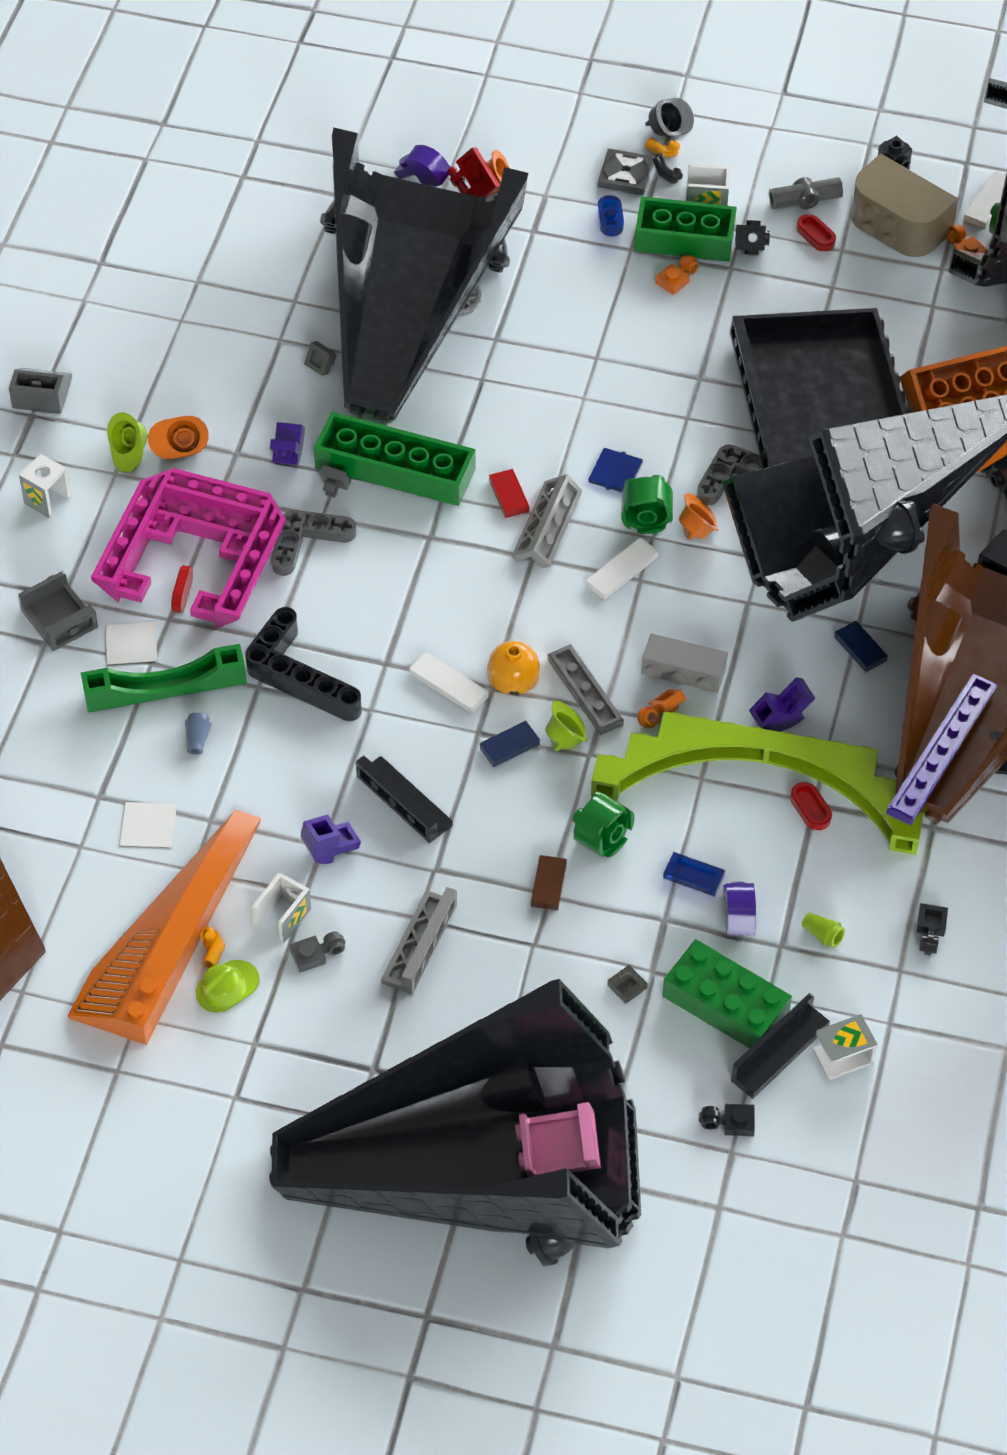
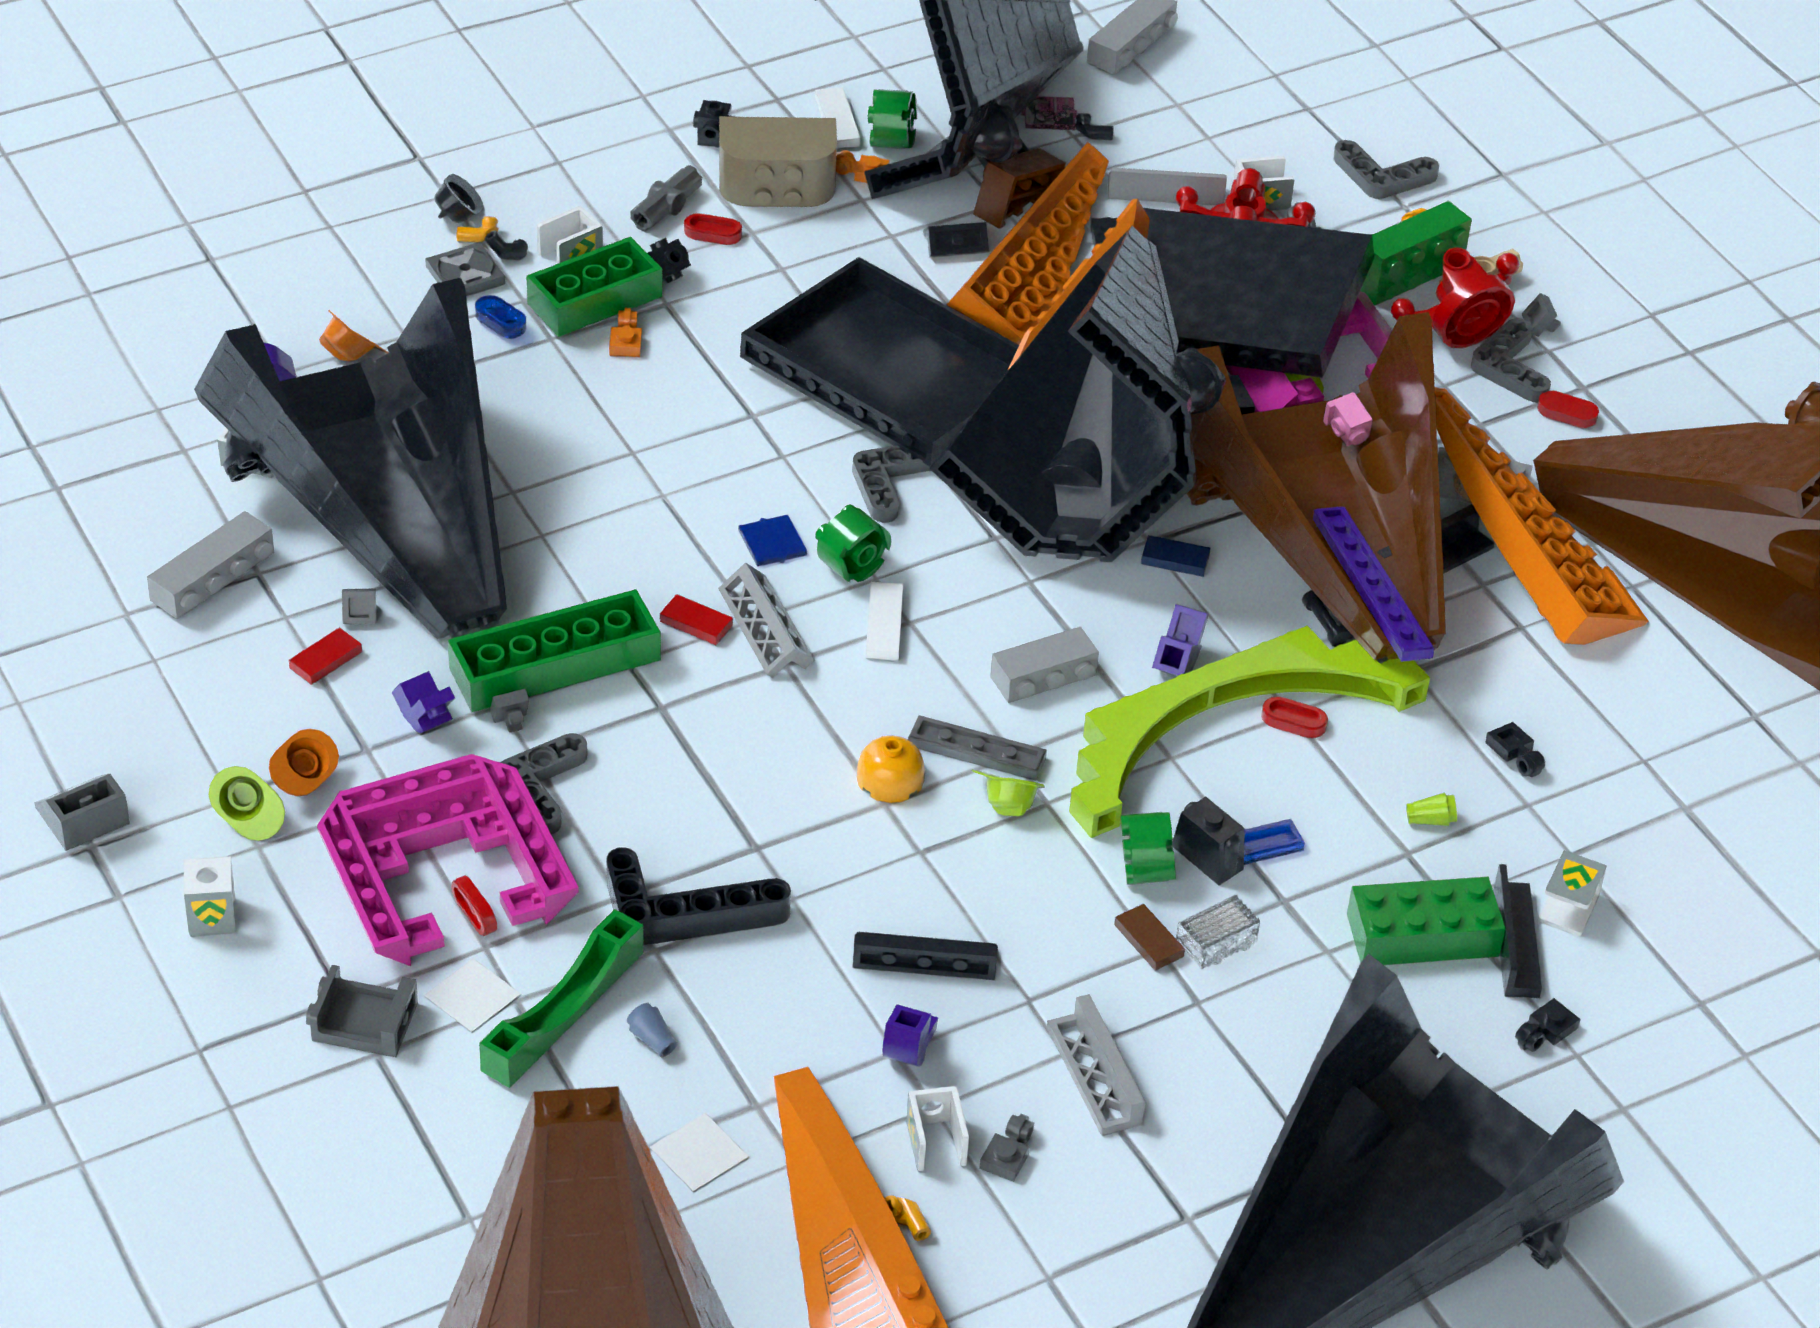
camera: 45 degrees left, 10 degrees down
(226, 985) = (960, 1244): lime piece -> none
(263, 278) = (210, 564): none -> light grey brick
(272, 378) = (325, 655): none -> red tile
(448, 682) = (842, 823): white tile -> none
(476, 172) = (331, 341): red plate -> none
(509, 743) = (966, 840): dark blue tile -> none
(559, 1141) = (1453, 1140): bright pink panel -> none
(589, 909) = (1218, 932): none -> clear brick
(627, 984) = (1322, 976): clear smoke tile -> none
(649, 848) = (1210, 840): none -> black torso
(667, 702) = (1066, 711): orange plate -> none
(697, 518) = (910, 537): orange piece -> none
(740, 908) = (1351, 836): dark purple brick -> none
(967, 333) = (957, 239): none -> black panel

